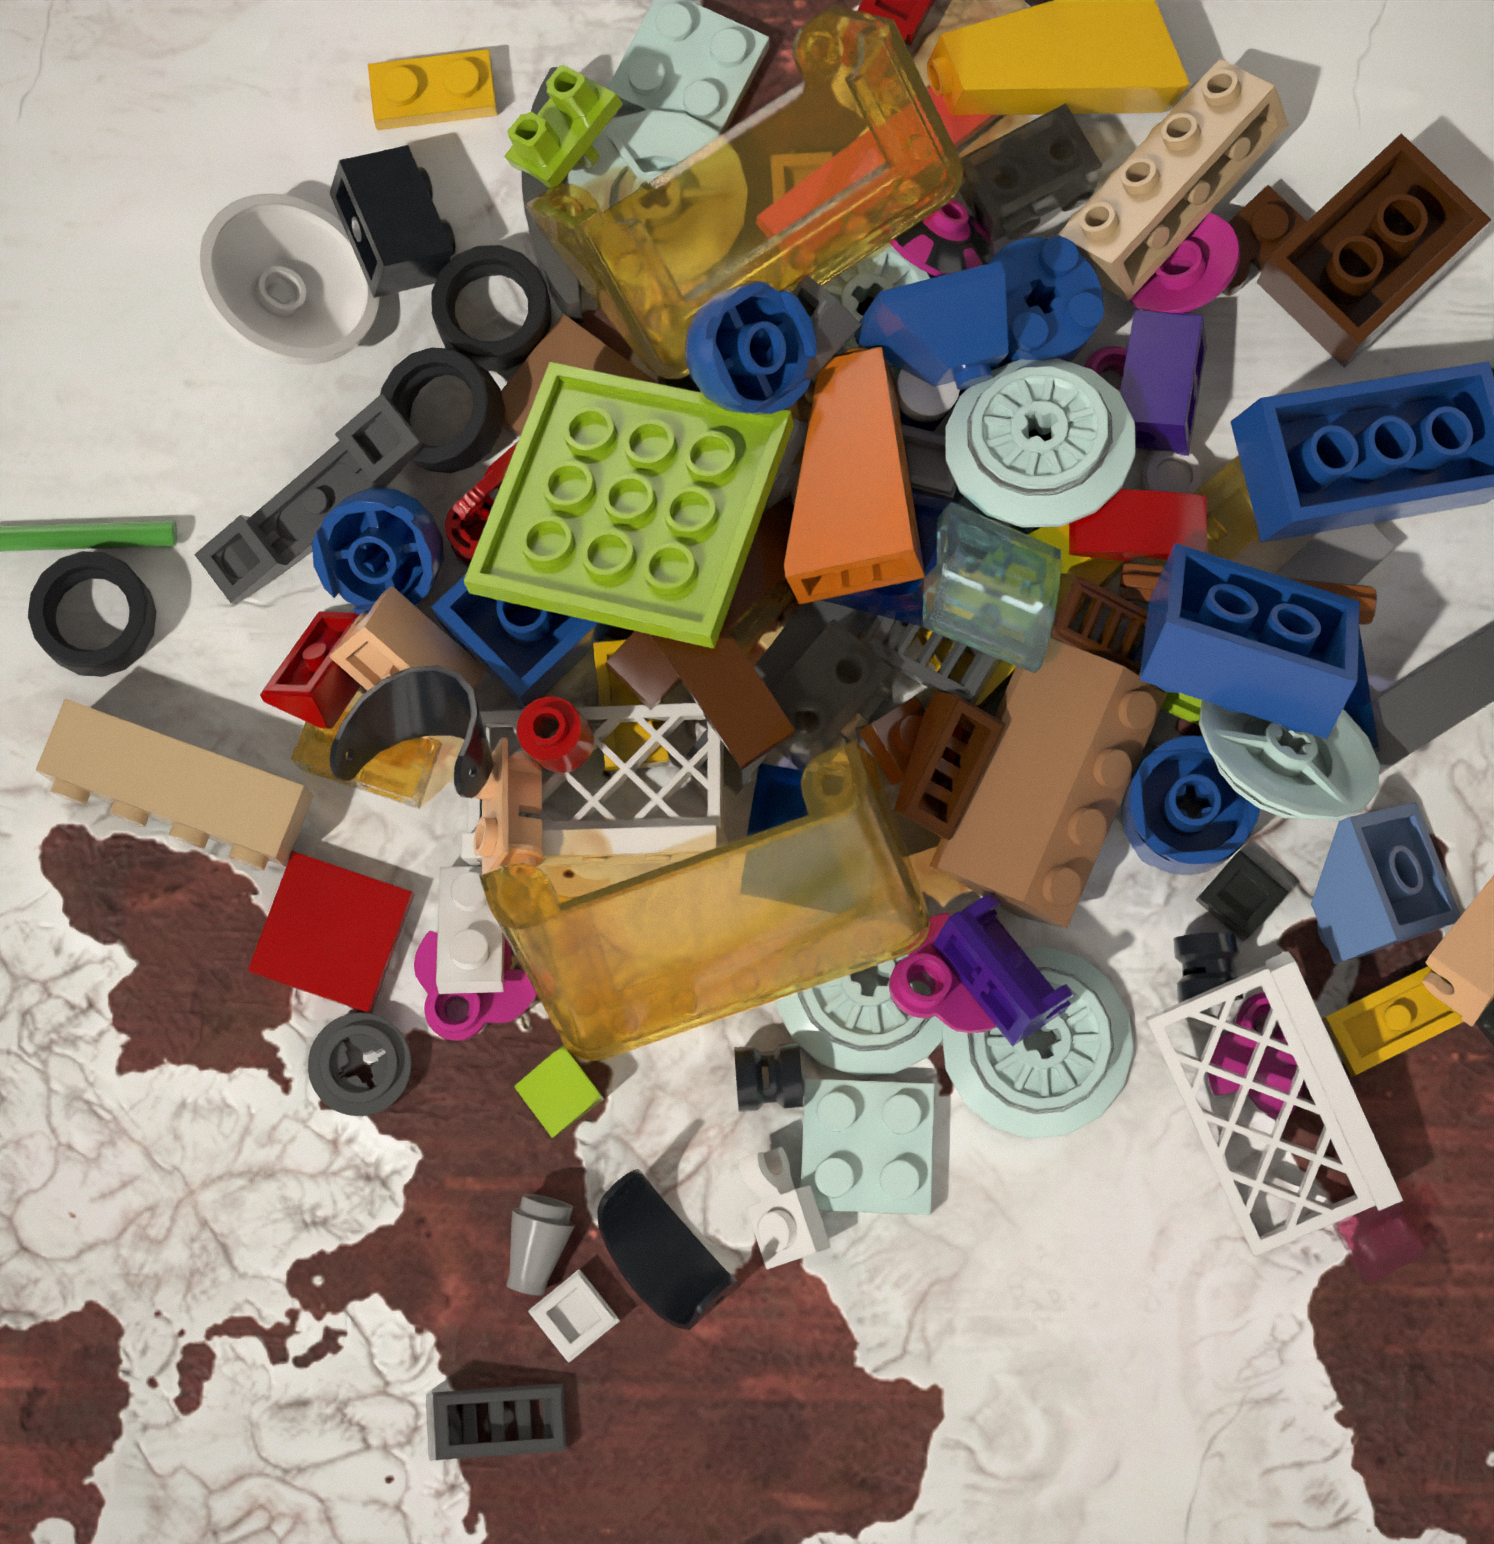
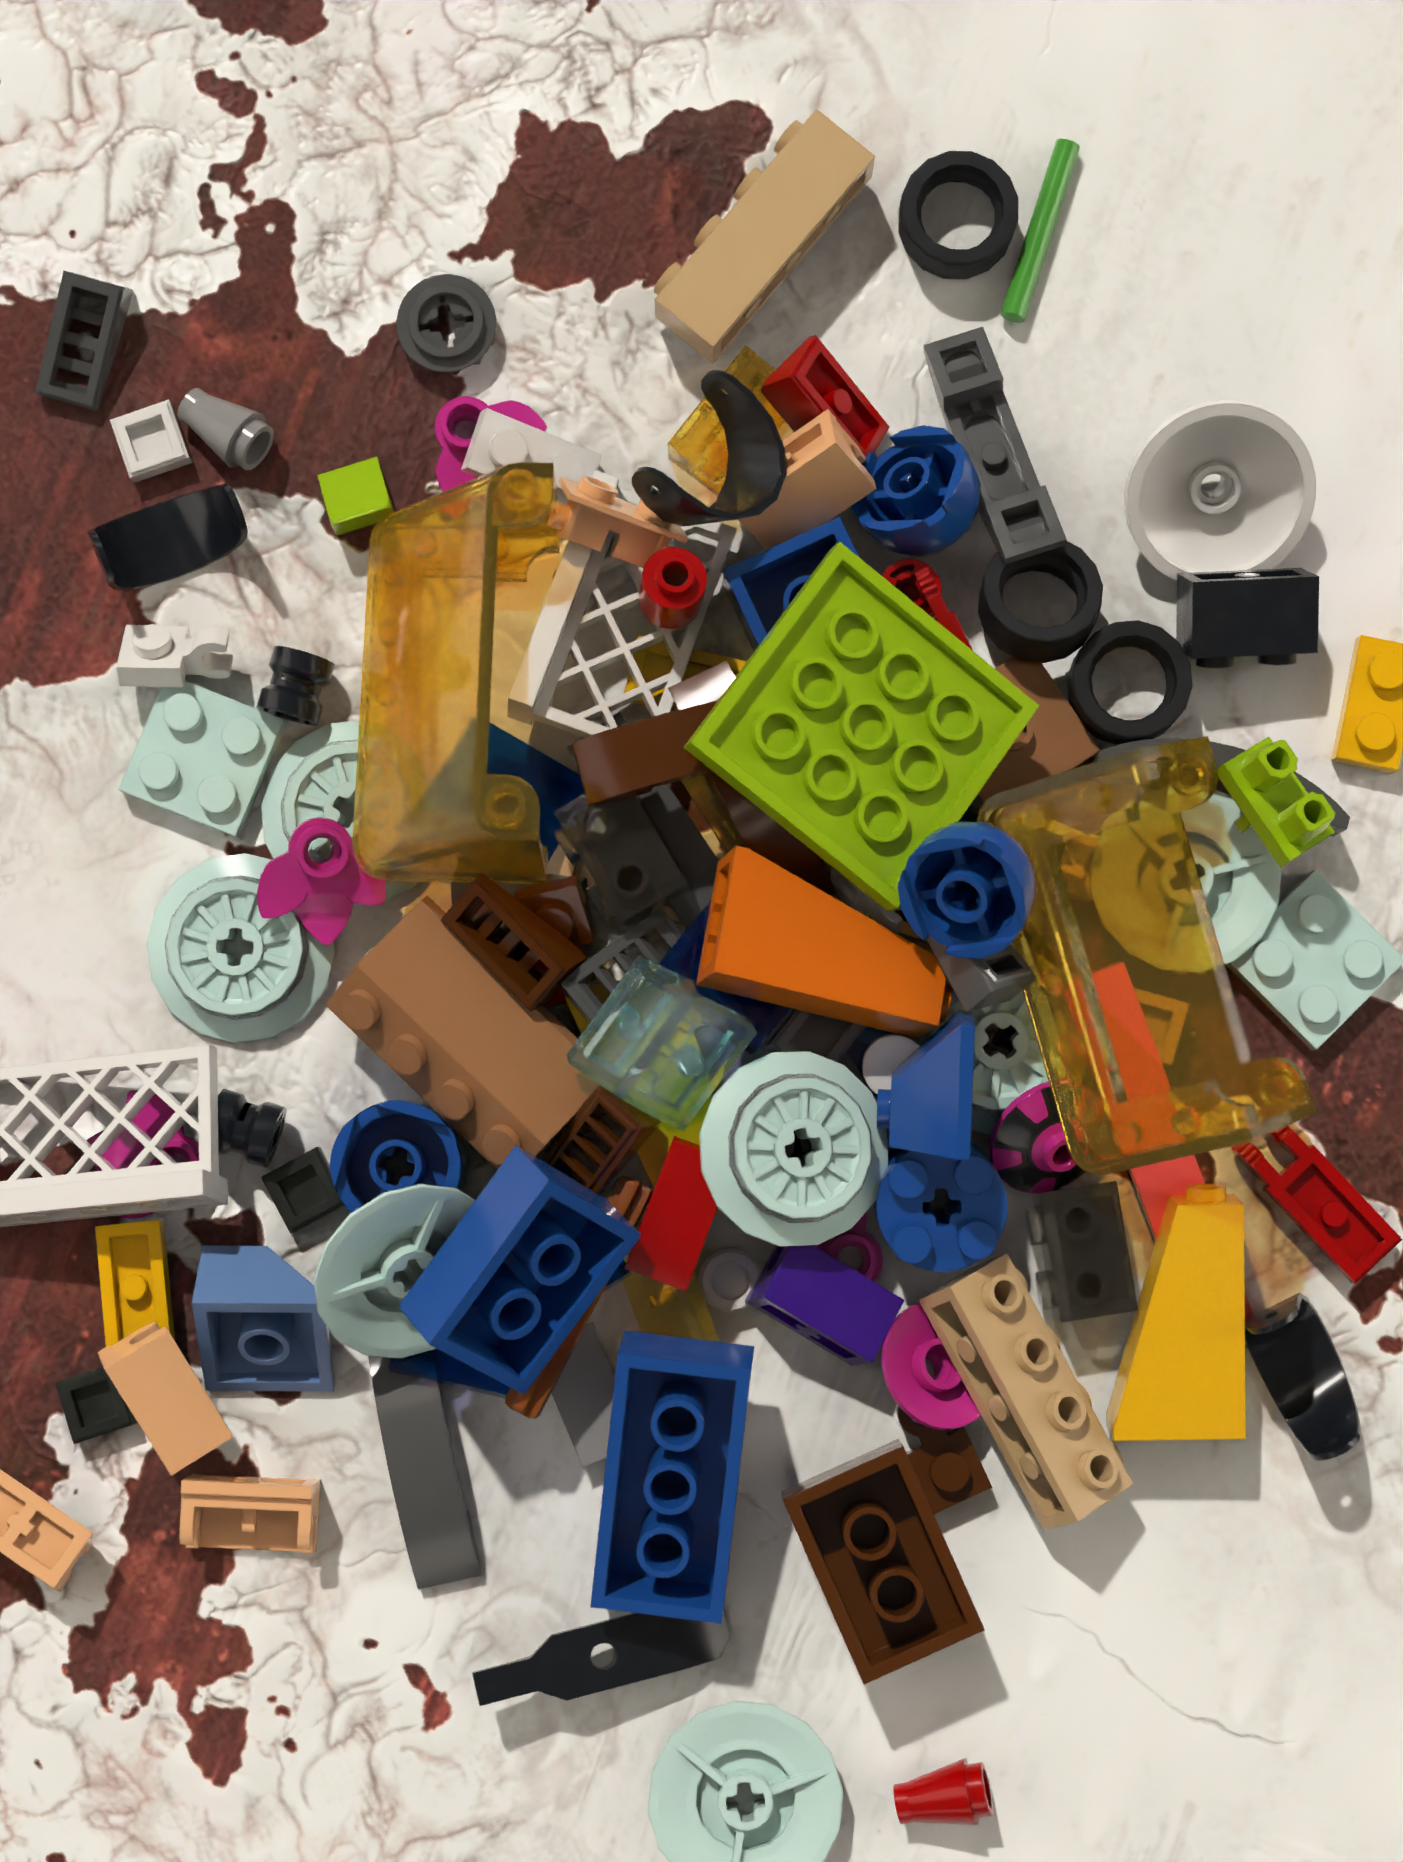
camera: 110 degrees right, 5 degrees up
(331, 932) = (578, 338): red tile -> none
(999, 971) = (305, 926): dark purple hinge -> none

